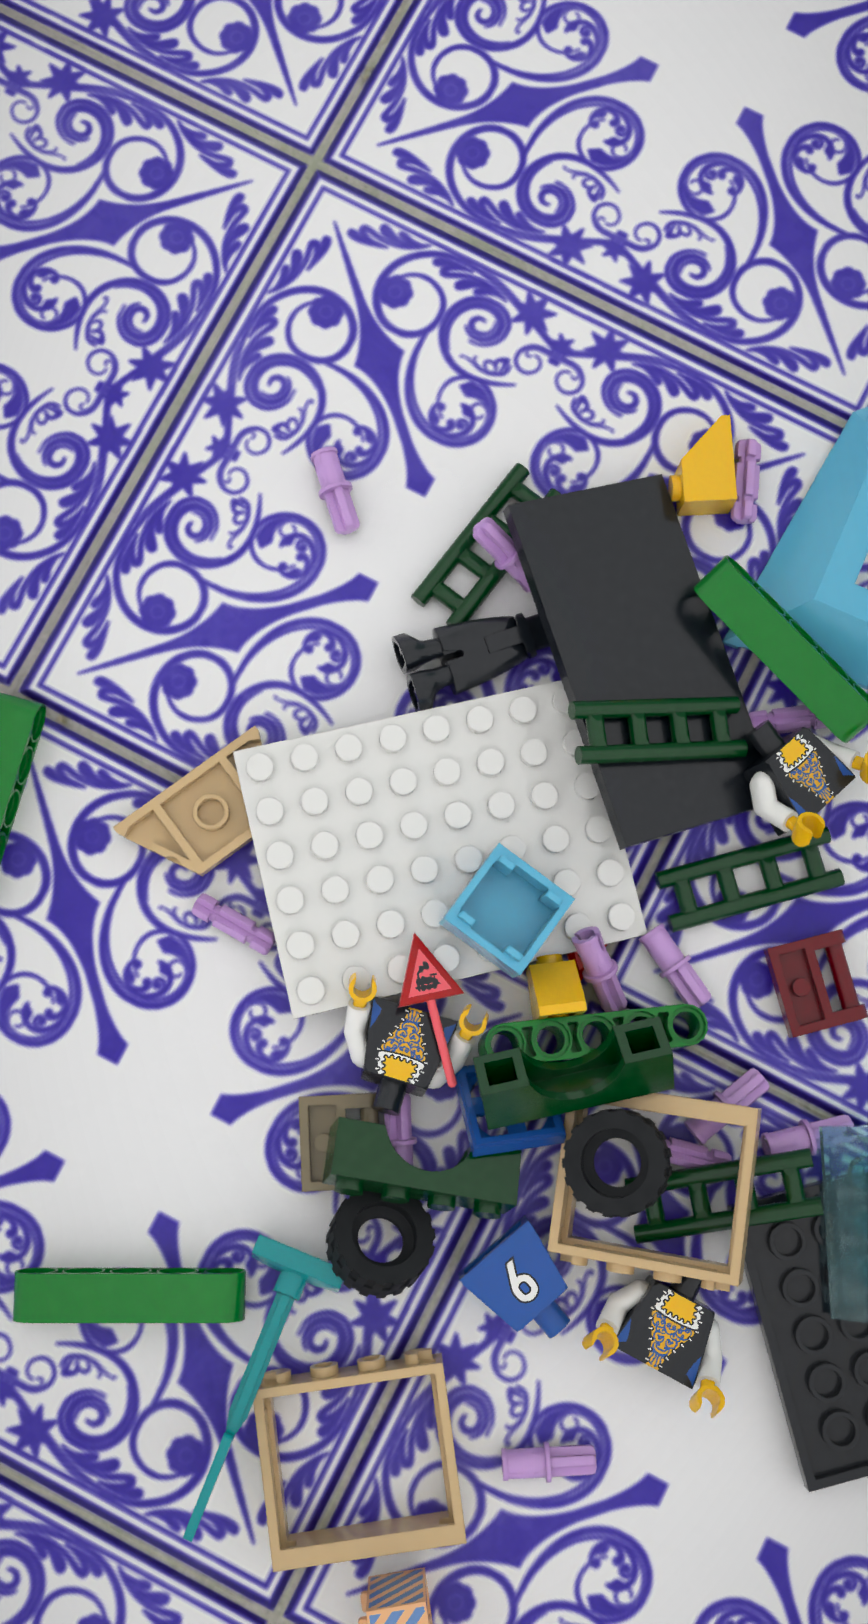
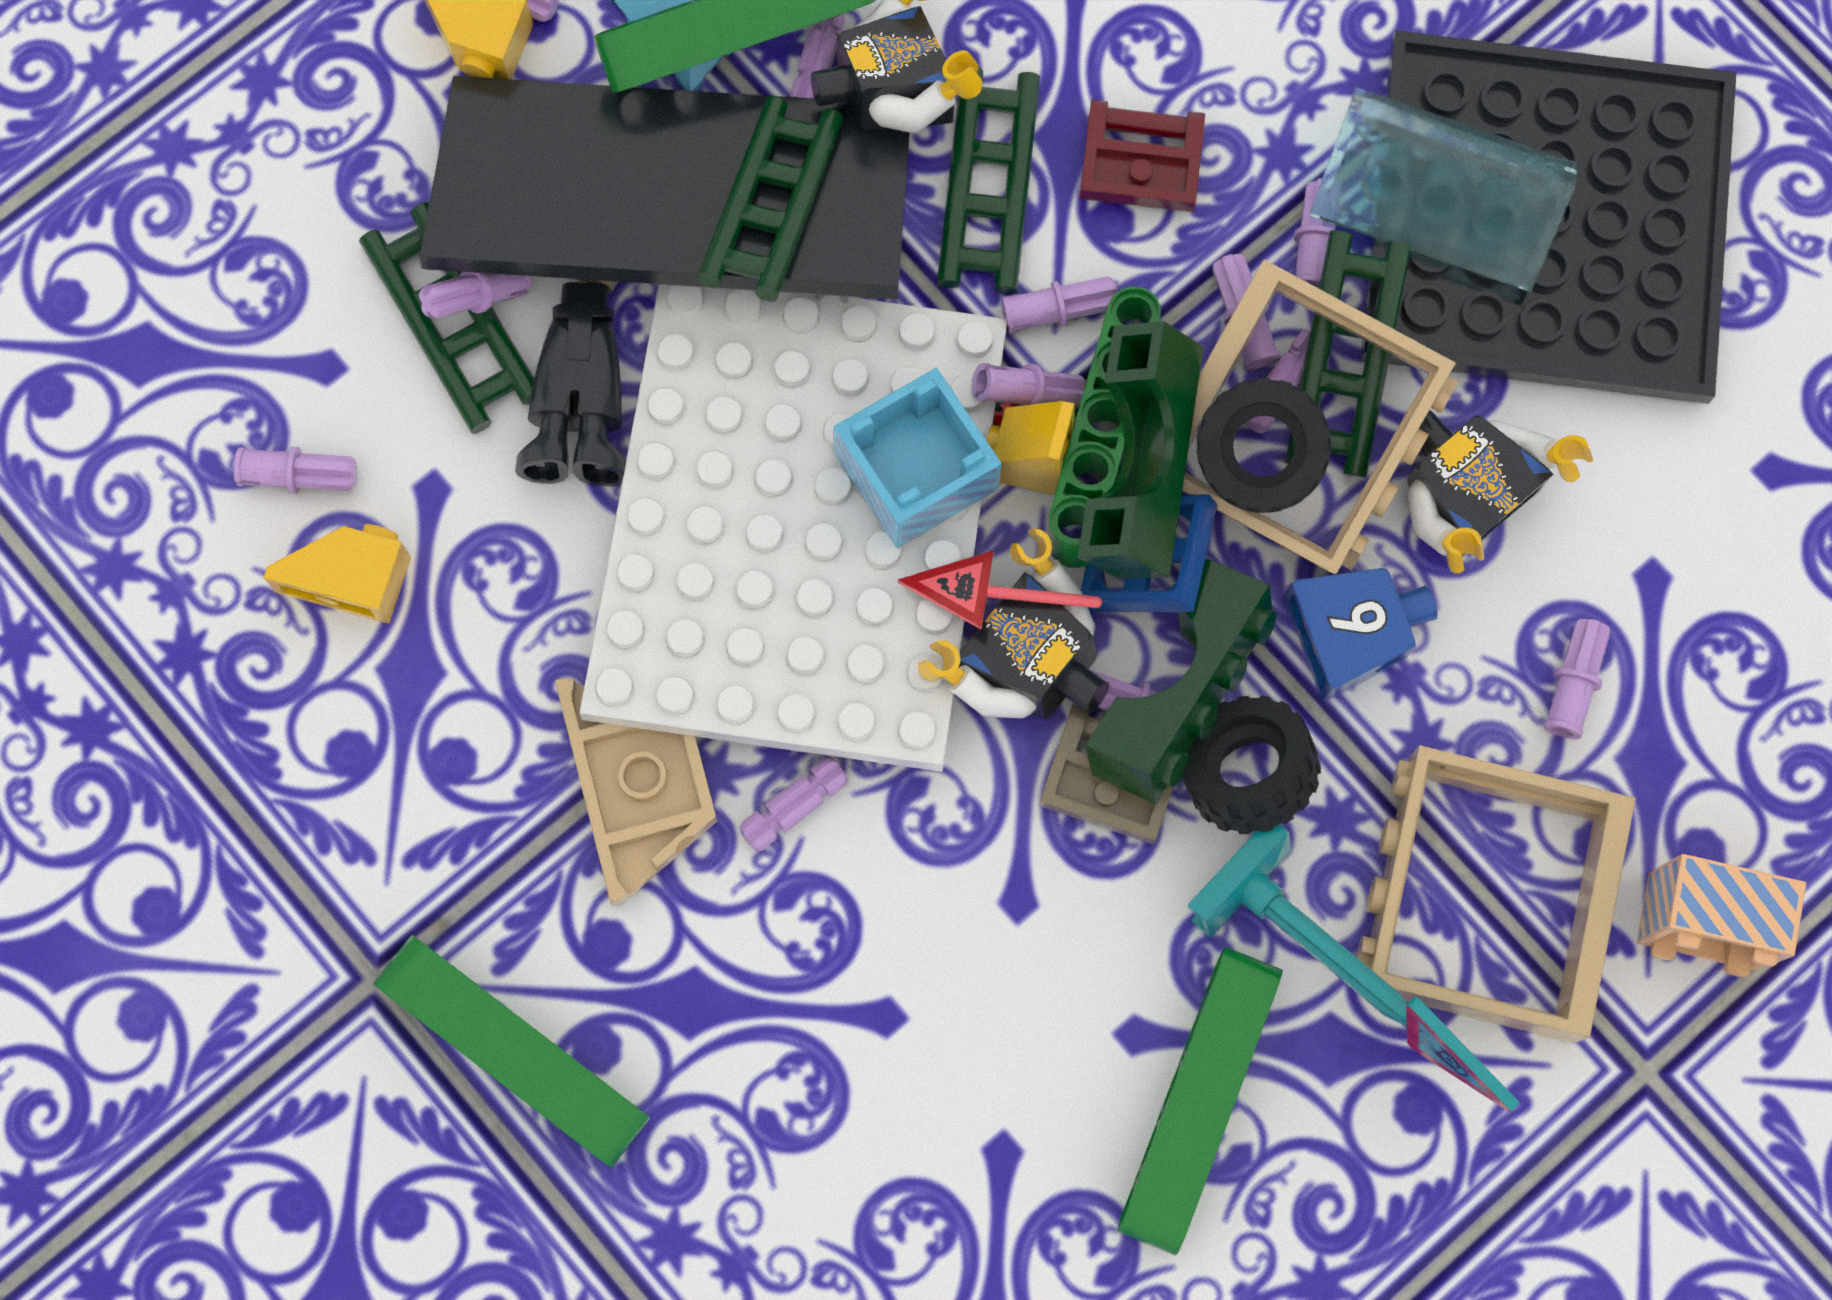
camera: 65 degrees left, 5 degrees down
(276, 556) = (346, 572): none -> yellow slope

